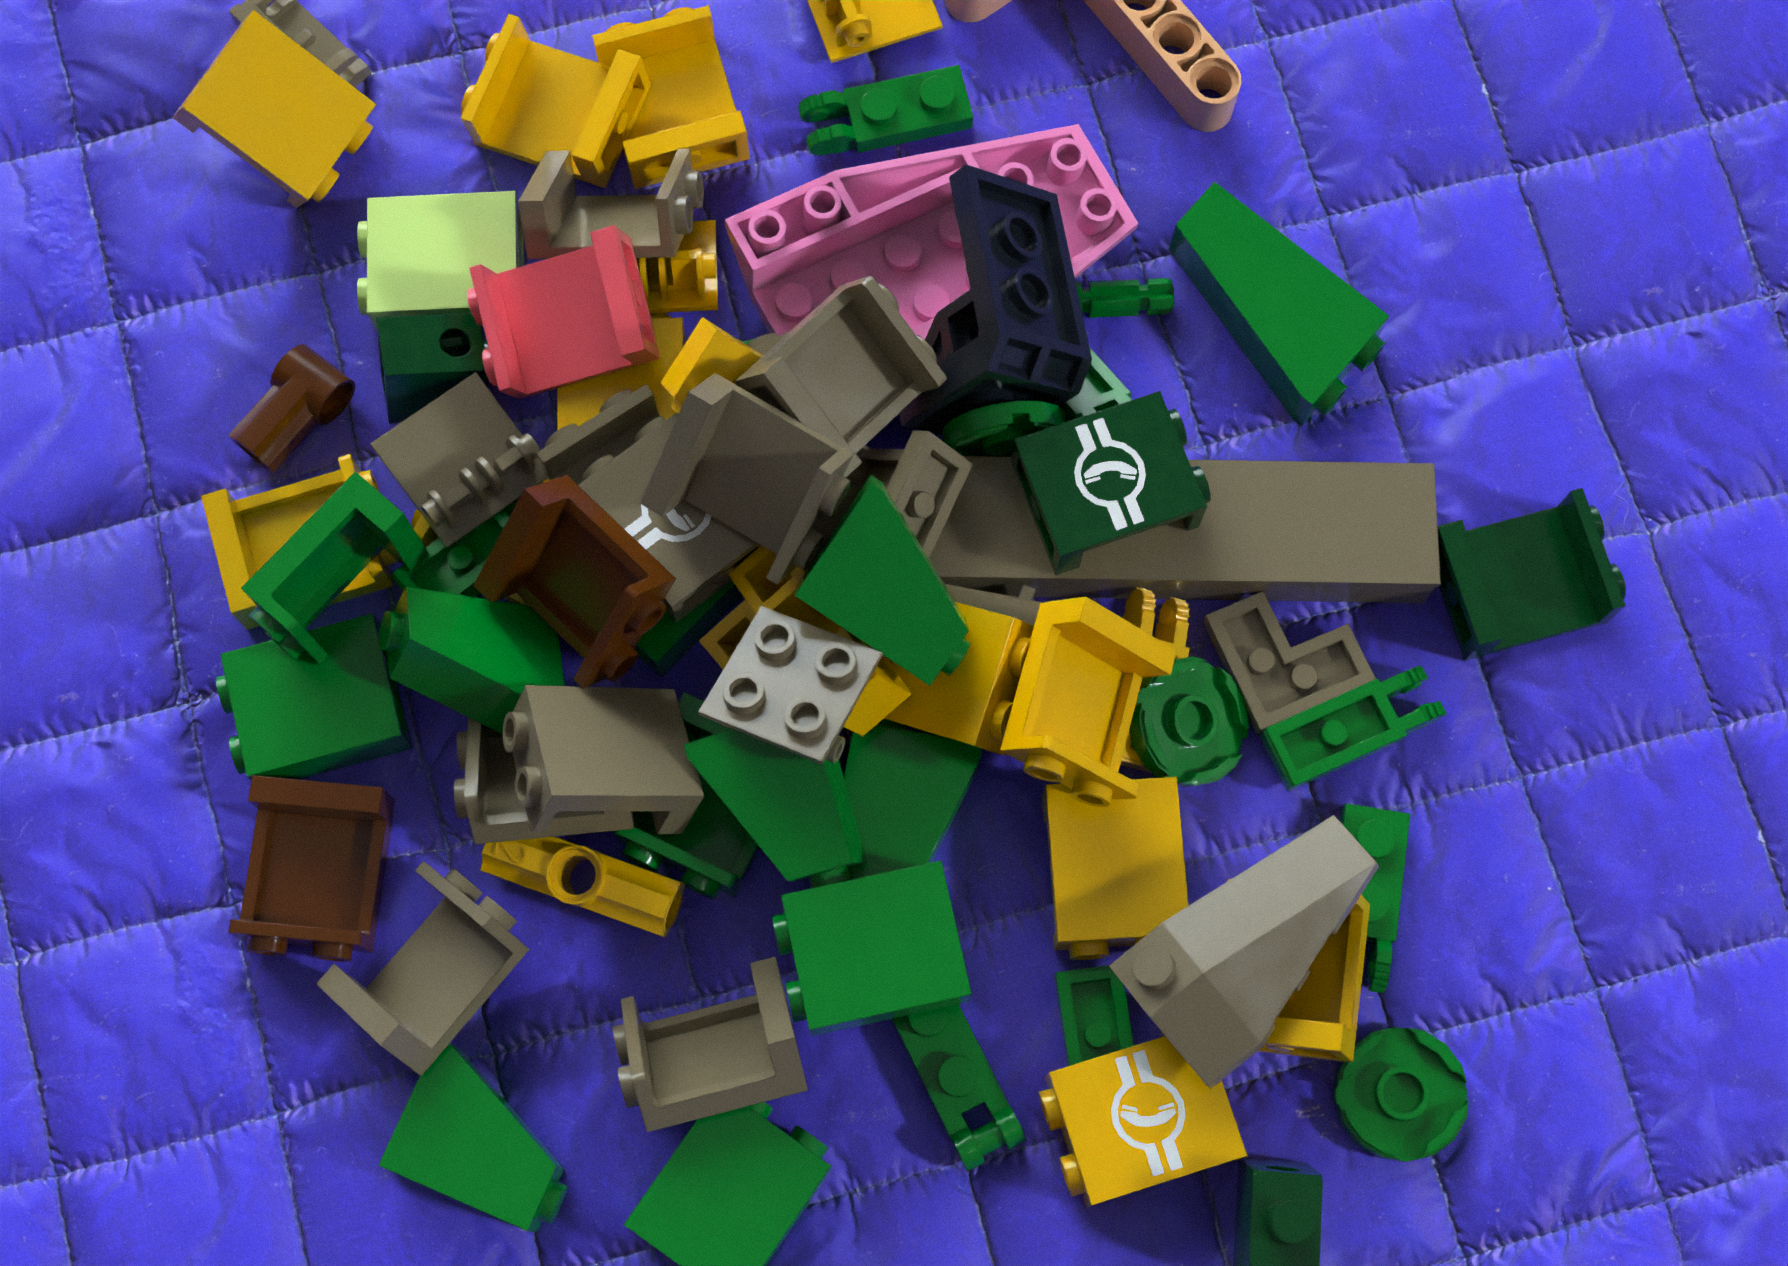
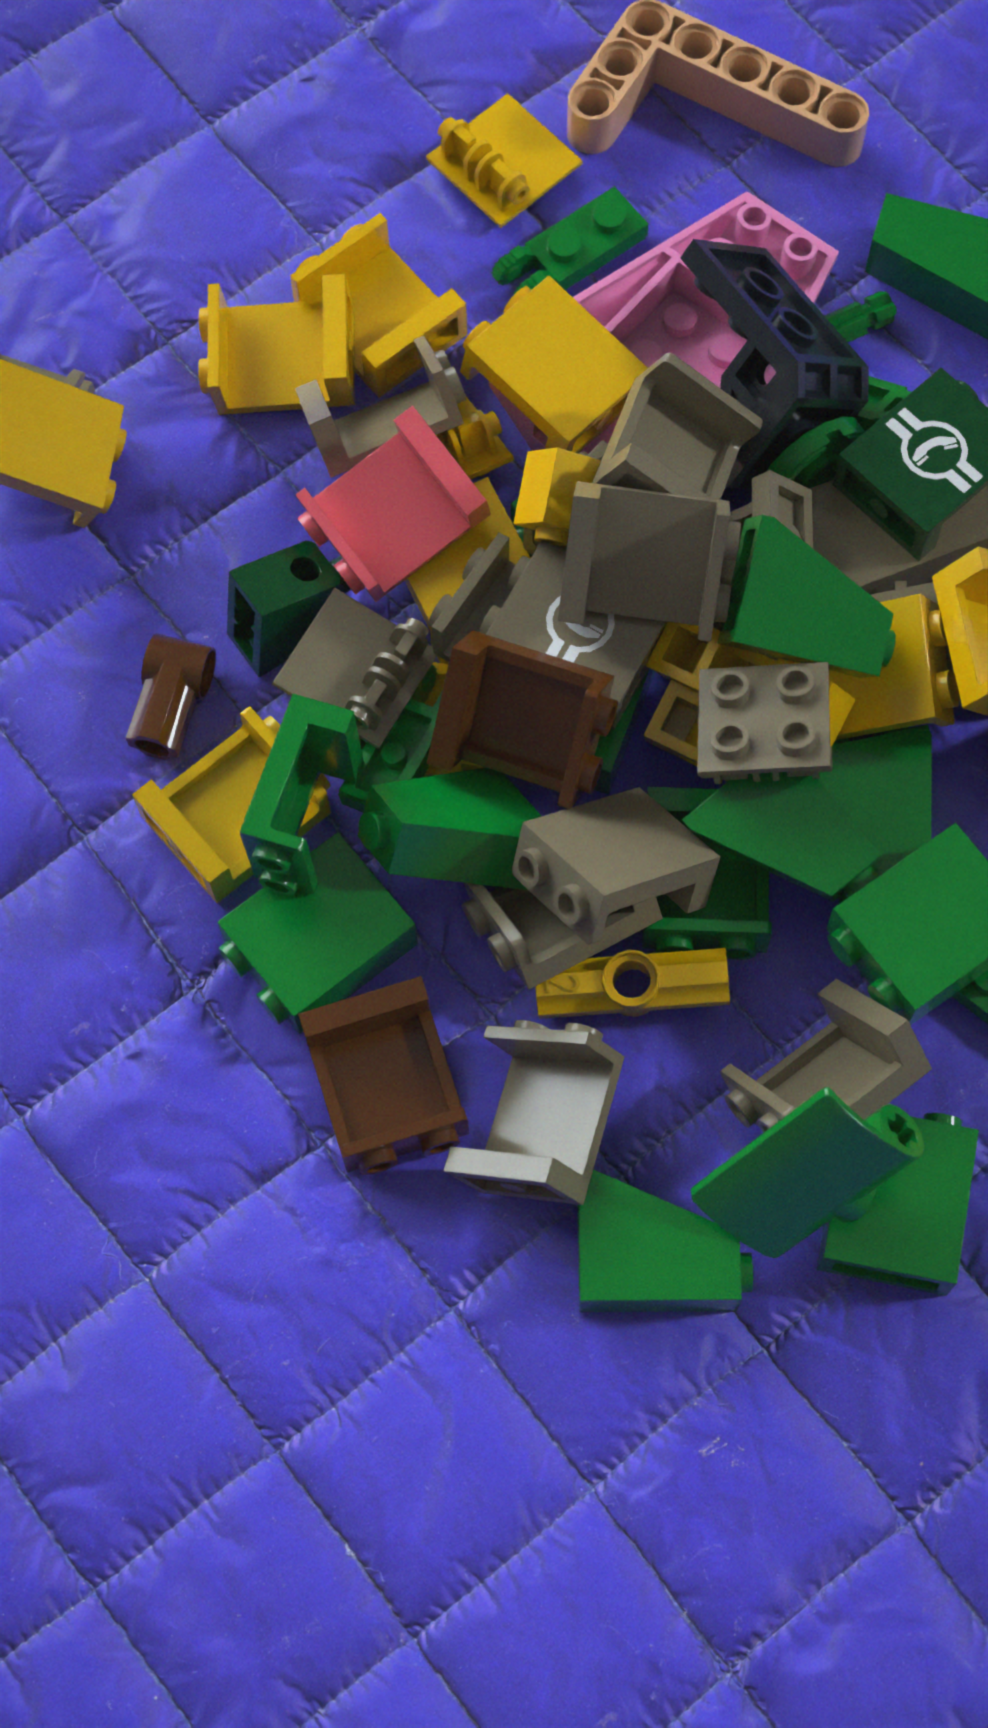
camera: 20 degrees left, 5 degrees down
(427, 243) = (237, 510): yellowish green panel -> none
(630, 1145) = (808, 1171): none -> green panel
(788, 232) = (554, 364): none -> yellow panel

